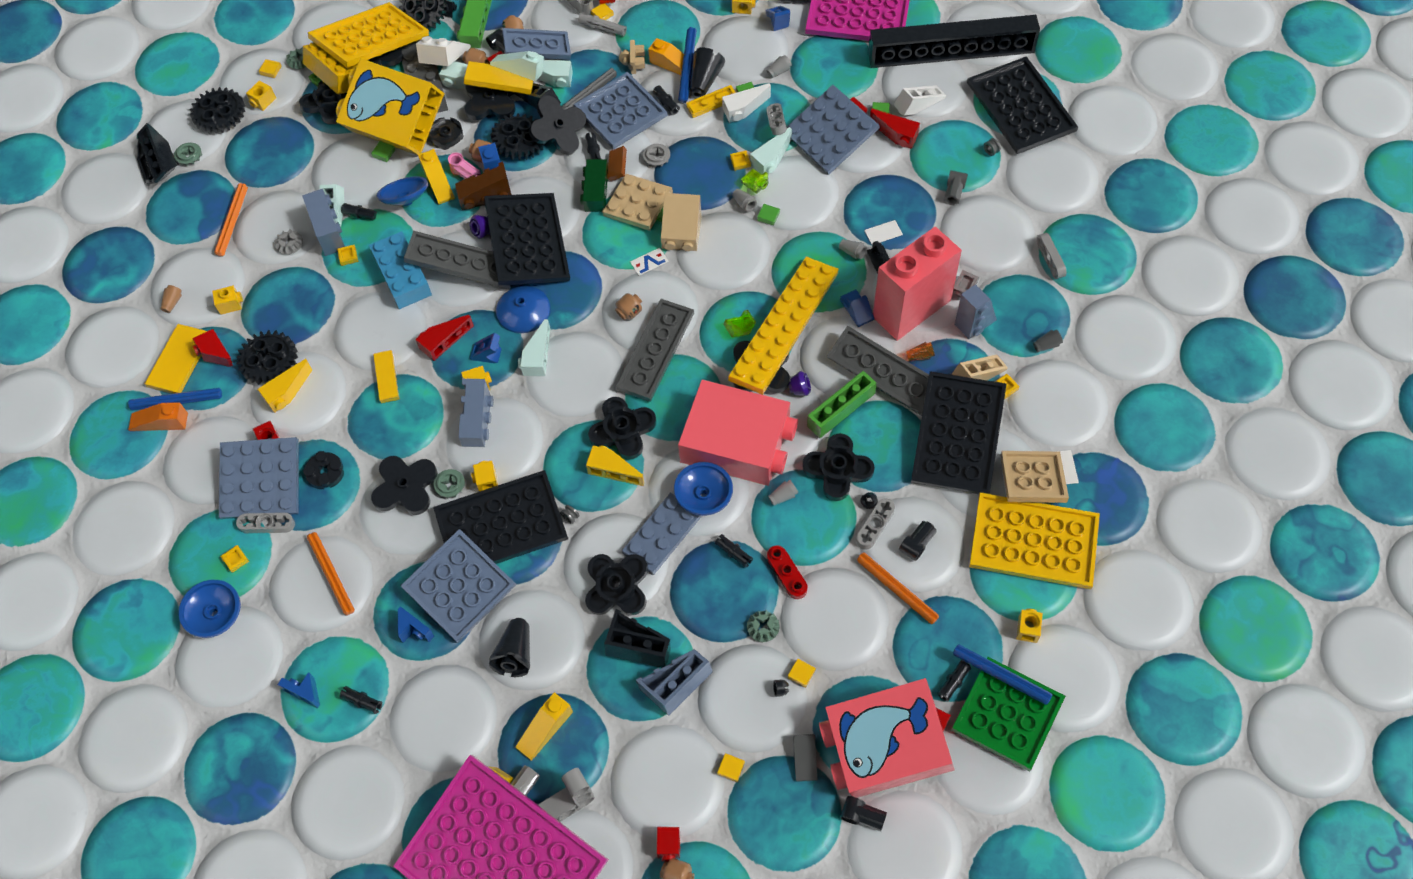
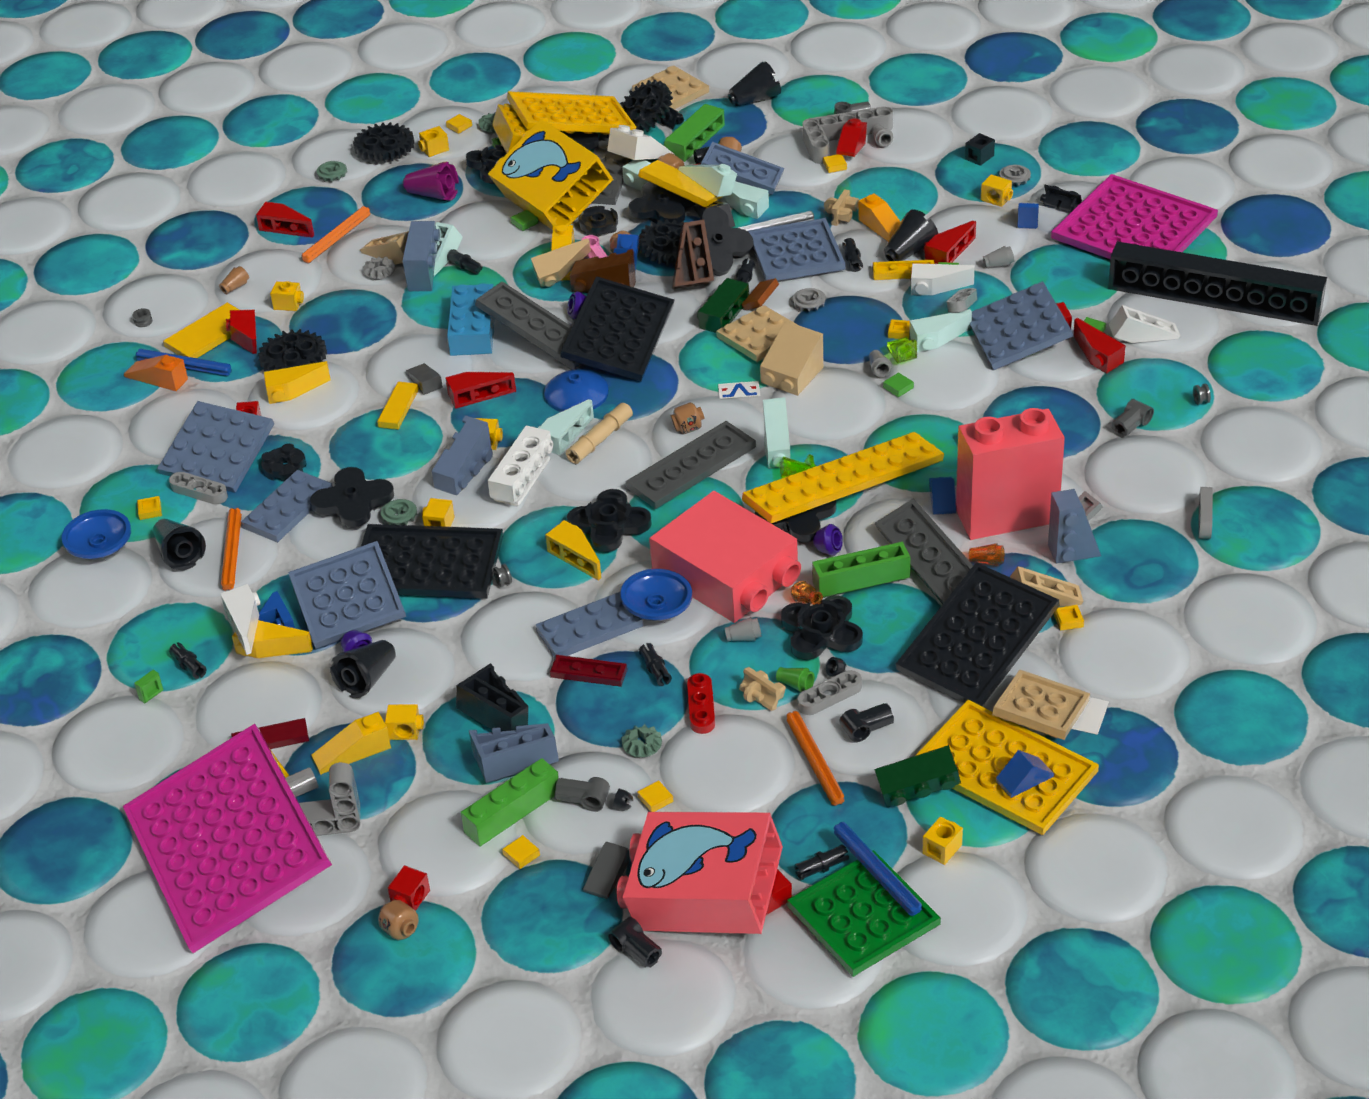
camera: 25 degrees right, 20 degrees down
(105, 363) = (142, 317): none -> dark grey bush
(154, 155) = (299, 161): black wedge -> none
(174, 221) = (283, 220): none -> red slope
(284, 589) = (179, 544): none -> black cone
(286, 140) = (433, 181): none -> magenta cone
(292, 217) = (389, 246): none -> tan slope
(304, 691) = (139, 633): blue slope -> none
(344, 739) = (148, 686): none -> bright green tile
(347, 255) = (429, 295): yellow tile -> none
(351, 512) = (284, 506): none -> sand blue plate
(387, 642) = (243, 613): none -> white slope
(392, 340) = (425, 377): none -> dark grey slope
(403, 191) = (516, 256): blue dish -> none
(413, 654) = (275, 641): none -> yellow slope
(440, 191) = (556, 264): none -> tan slope
(472, 744) = (284, 733): none -> dark red tile
(487, 349) = (514, 412): blue slope -> none
(491, 629) = (355, 639): none -> dark purple cone
(526, 403) = (521, 466): none -> white brick
(550, 149) = (693, 256): none -> reddish brown wedge
(567, 346) = (587, 443): none -> tan piece
(573, 687) = (404, 721): none -> yellow brick
(596, 22) = (822, 169): light grey pin -> none
(607, 574) = (510, 649): black plant -> none
(685, 576) = (588, 670): none -> dark red tile
(687, 65) = (879, 247): blue axle -> none
(700, 728) = (510, 802): none -> bright green brick
(712, 302) = (775, 431): none -> light aqua slope
(734, 66) = (950, 243): none -> red slope
(753, 693) = (590, 794): none -> dark grey piece
(811, 441) = (805, 593): none -> clear orange cone
(826, 543) = (759, 688): none -> tan hips
(845, 521) = (797, 678): none -> bright green cone
(986, 580) = (918, 776): none -> dark green brick
(1022, 105) = (1265, 366): black plate -> none
(1048, 341) = (1147, 590): dark grey cone -> none
(1057, 547) = (1023, 773): none -> blue slope

